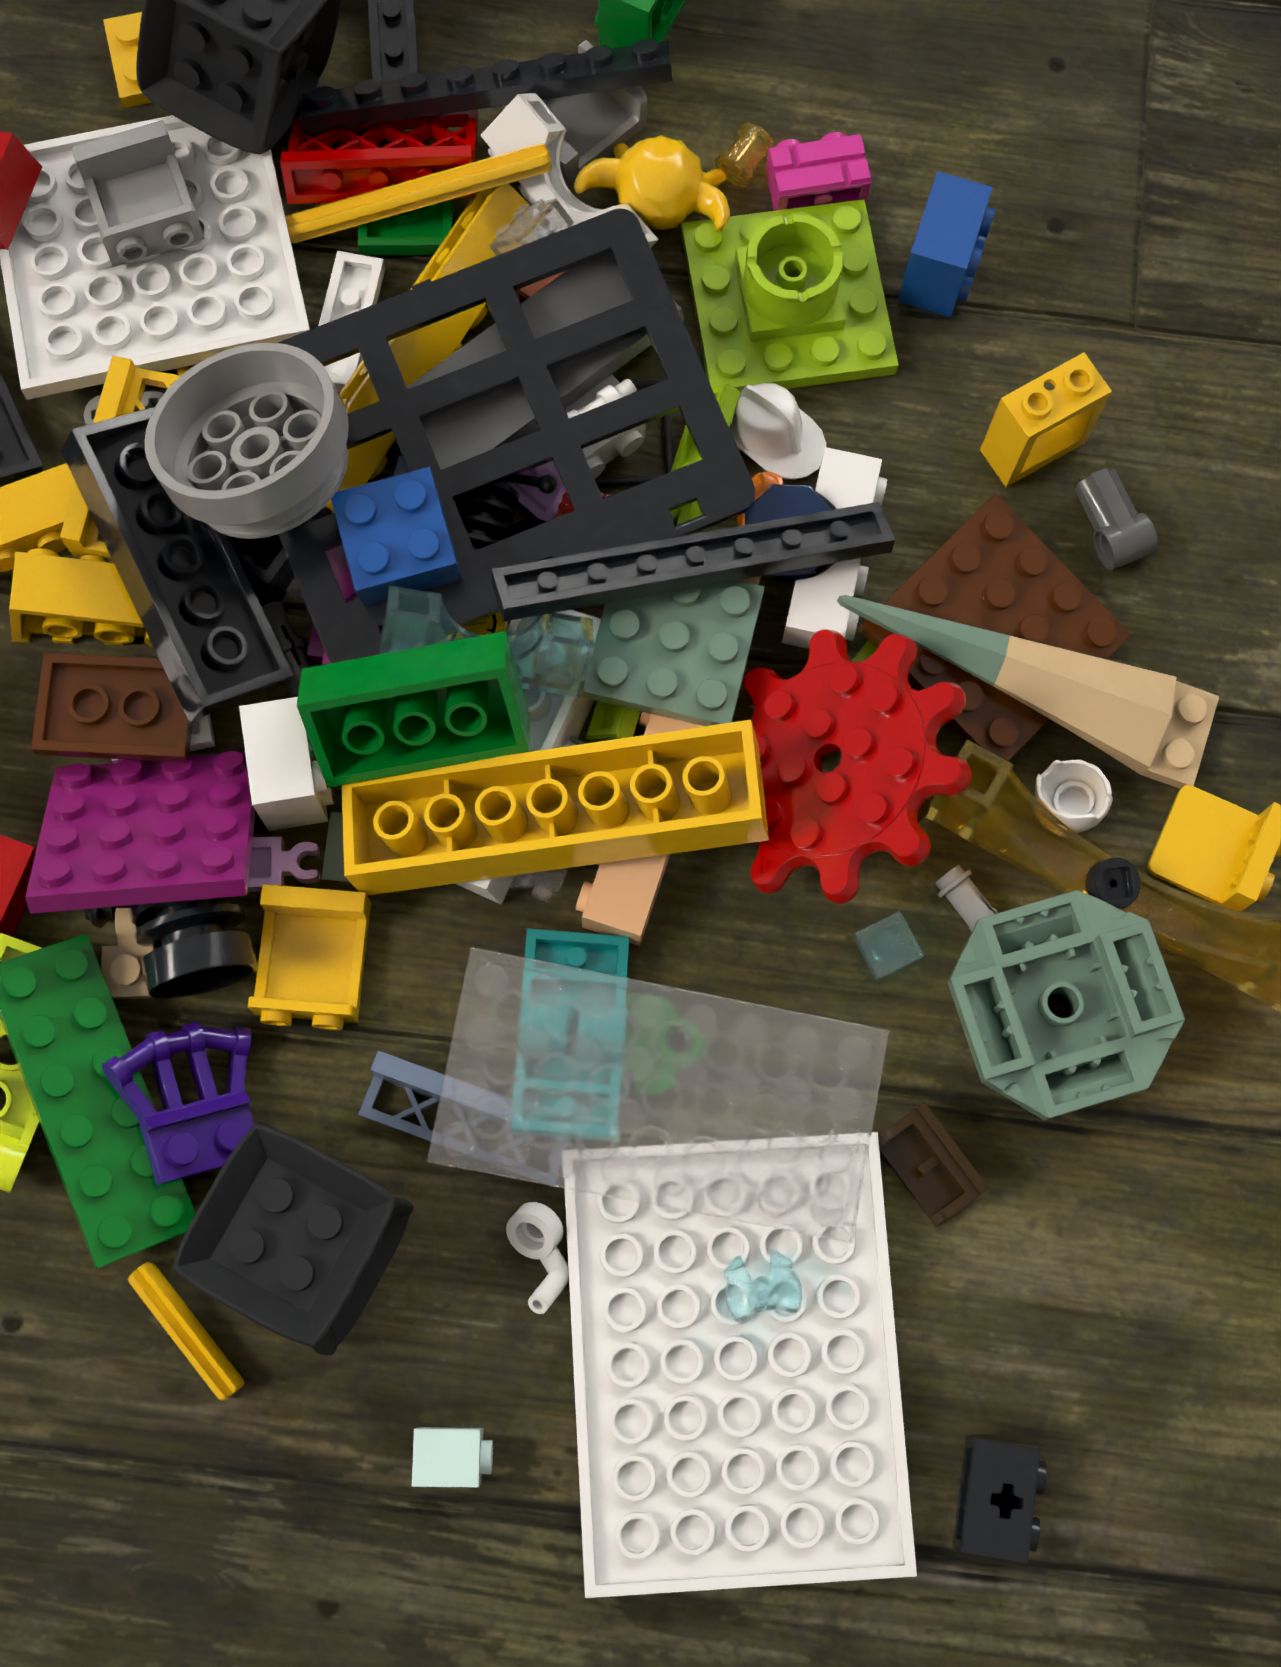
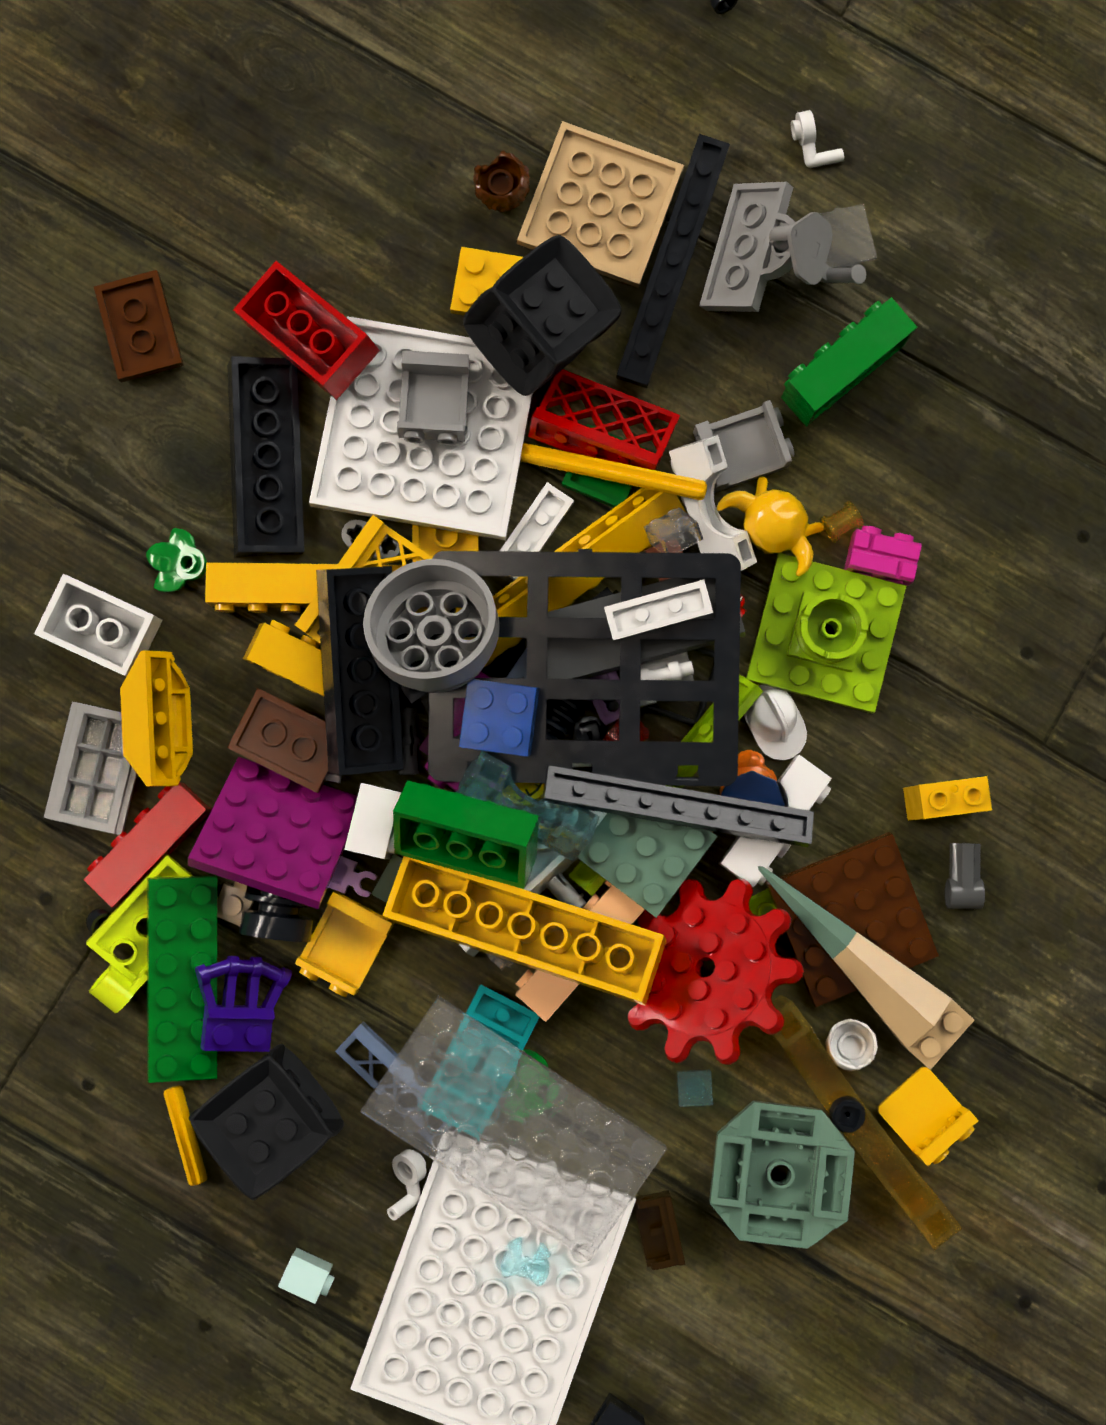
camera: 25 degrees right, 10 degrees up
(485, 87) = (690, 410): black plate -> none
(552, 311) = (658, 610): none -> white plate
(947, 245) = (941, 647): blue brick -> none
(964, 896) = (756, 1078): light grey pin -> none

